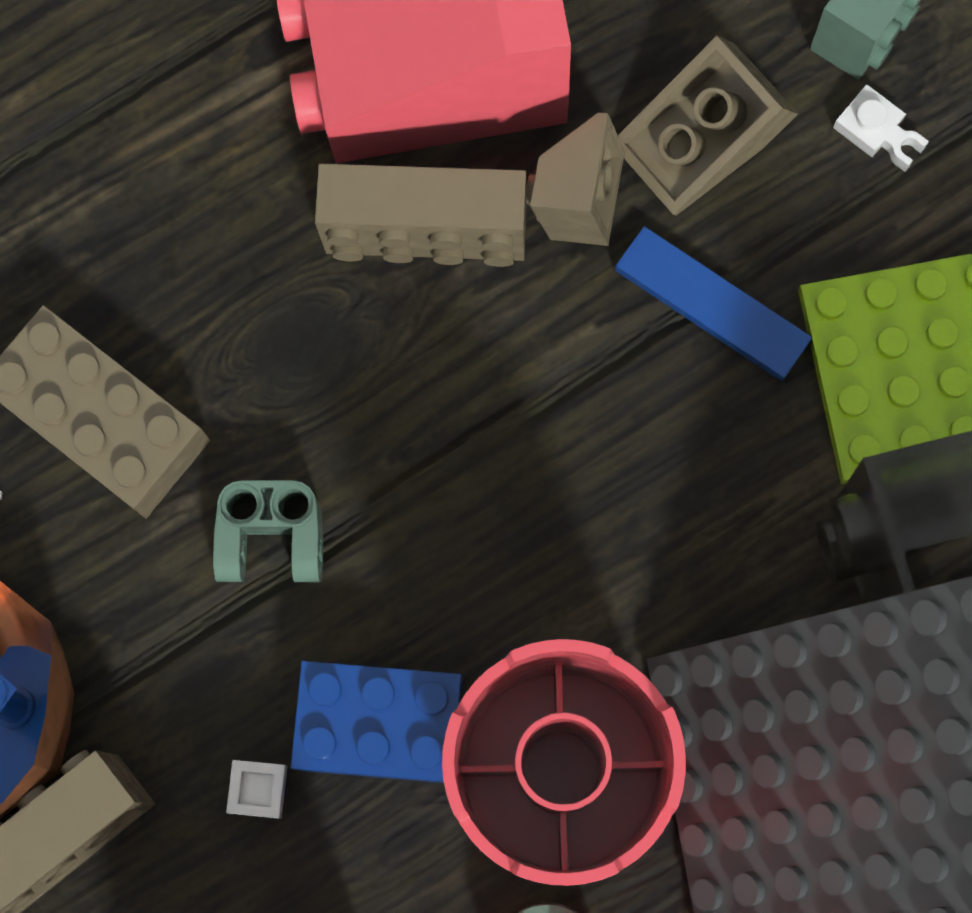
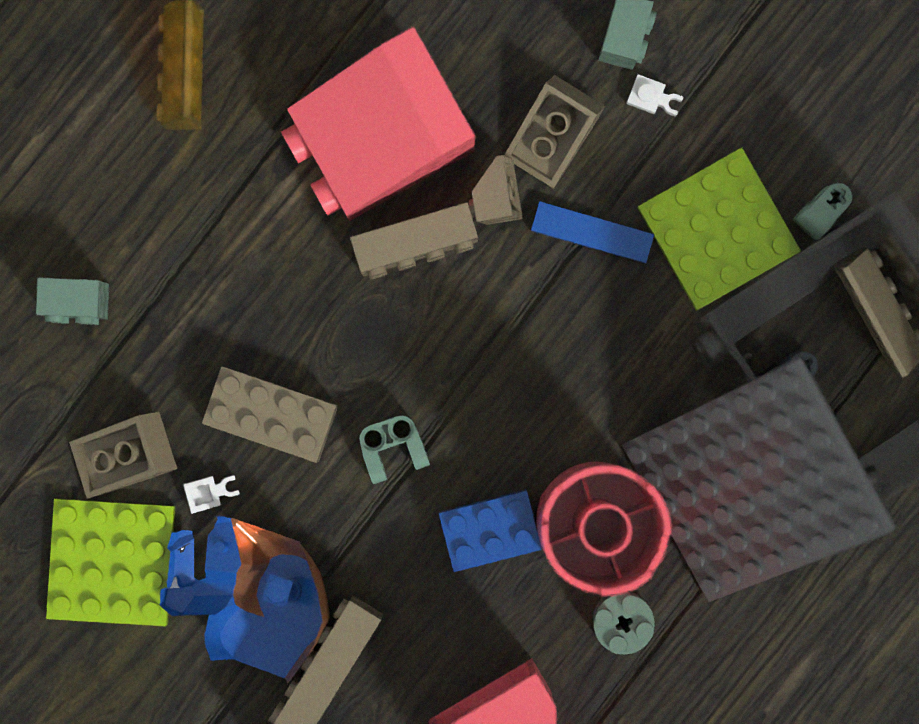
camera: 25 degrees left, 10 degrees up
(256, 789) = (436, 587): white plate -> none

